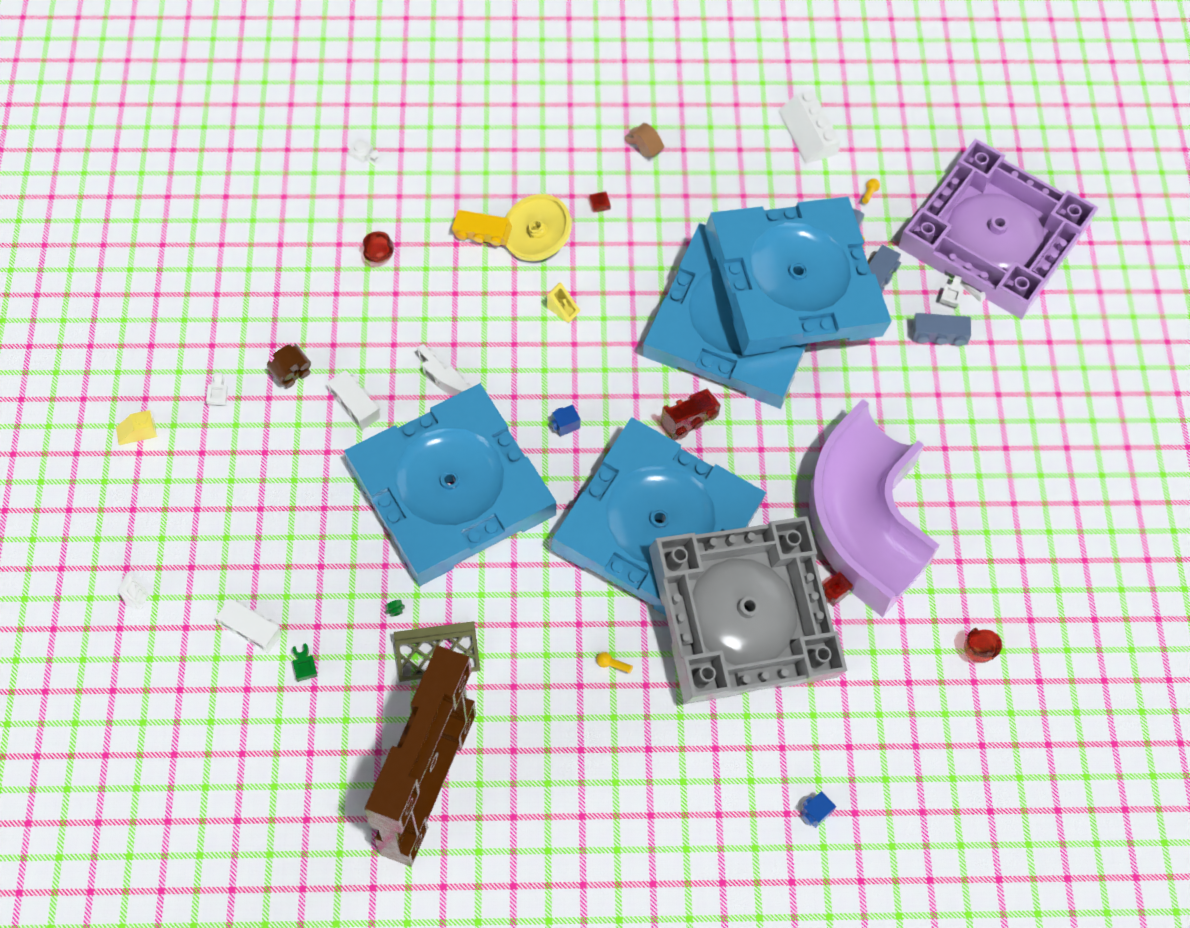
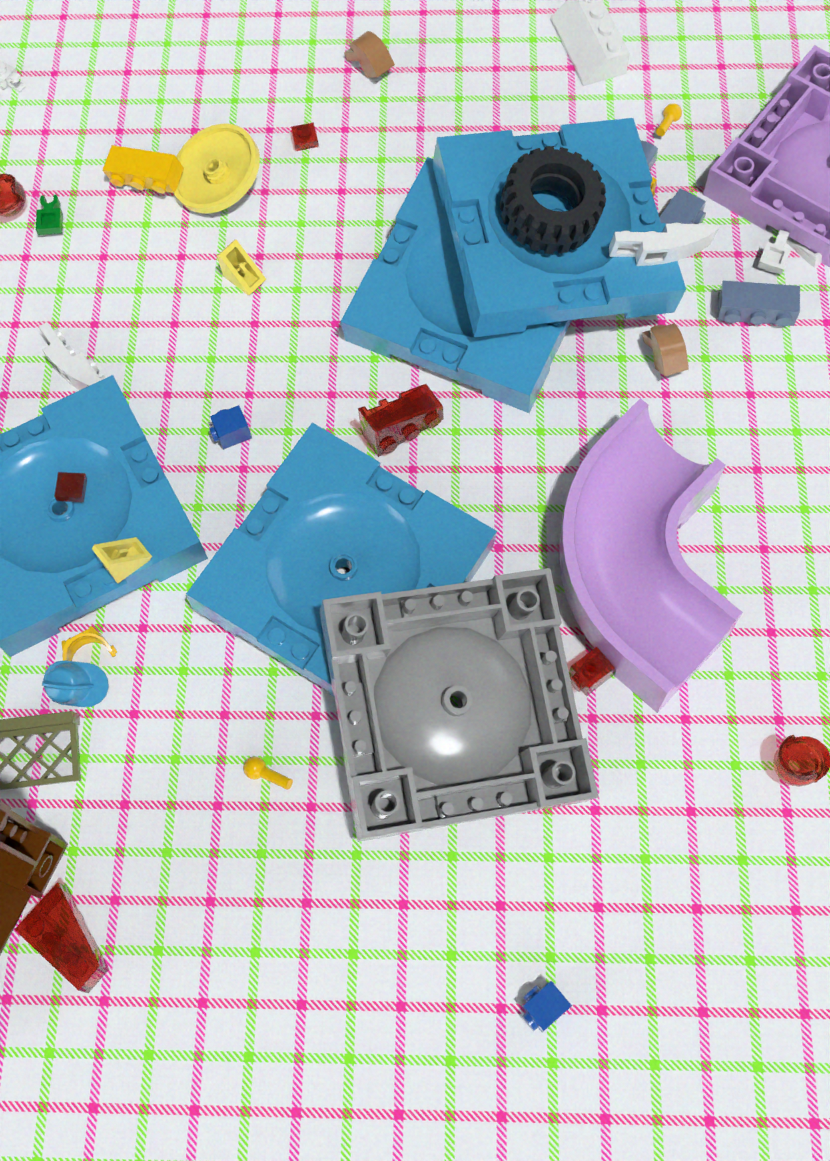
camera: 10 degrees right, 5 degrees up
(412, 263) = (50, 218): none -> green plate
(458, 464) = (70, 487): none -> clear red plate
(470, 603) = (75, 683): none -> dark azure piece
(477, 570) = (88, 636): none -> yellow helmet
(483, 775) = (62, 938): none -> clear red wedge
(503, 513) = (122, 557): none -> light yellow slope
(808, 243) = (560, 173): none -> black tyre
(878, 362) = (668, 348): none -> medium nougat brick
(879, 290) = (657, 248): none -> white slope

